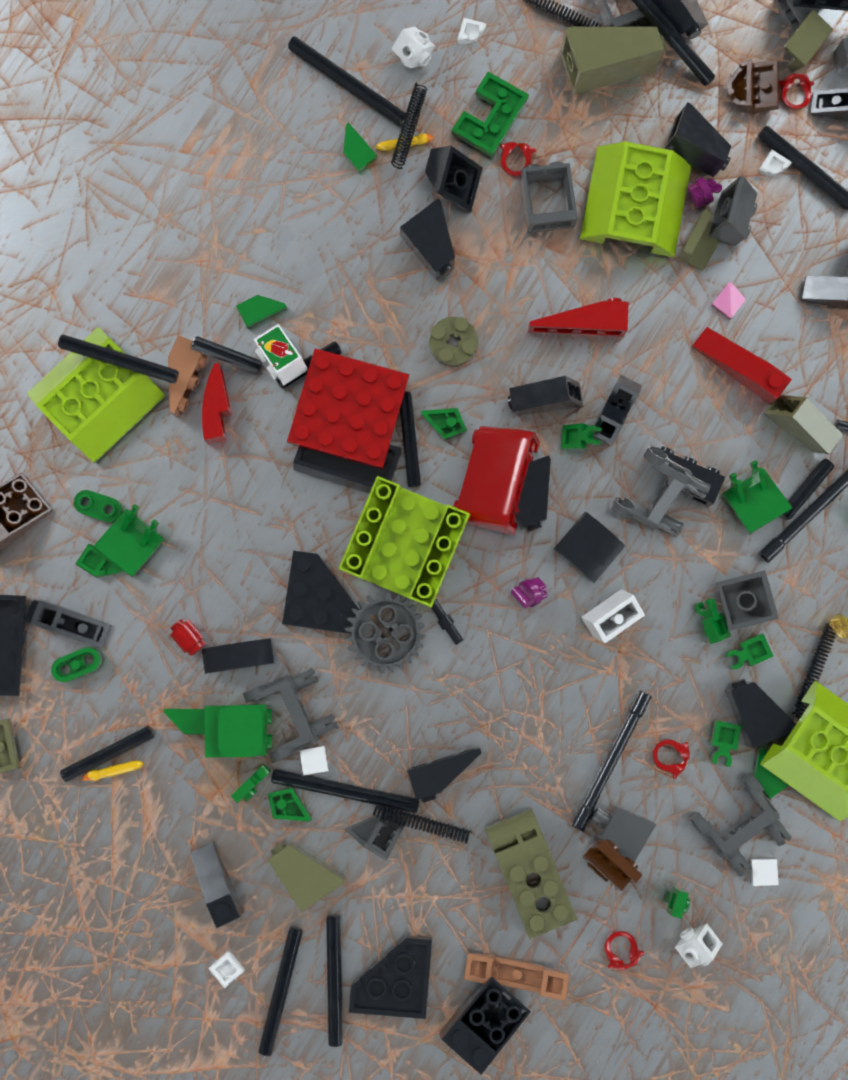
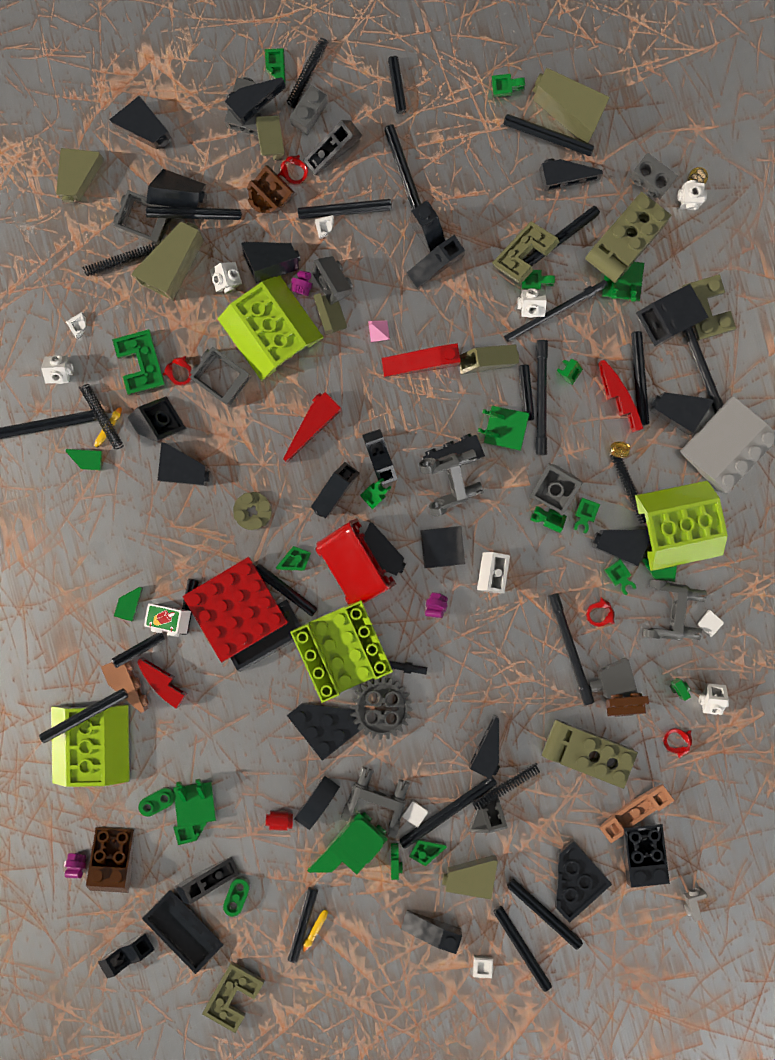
camera: 45 degrees left, 5 degrees up
(643, 118) = (226, 277): none -> white brick

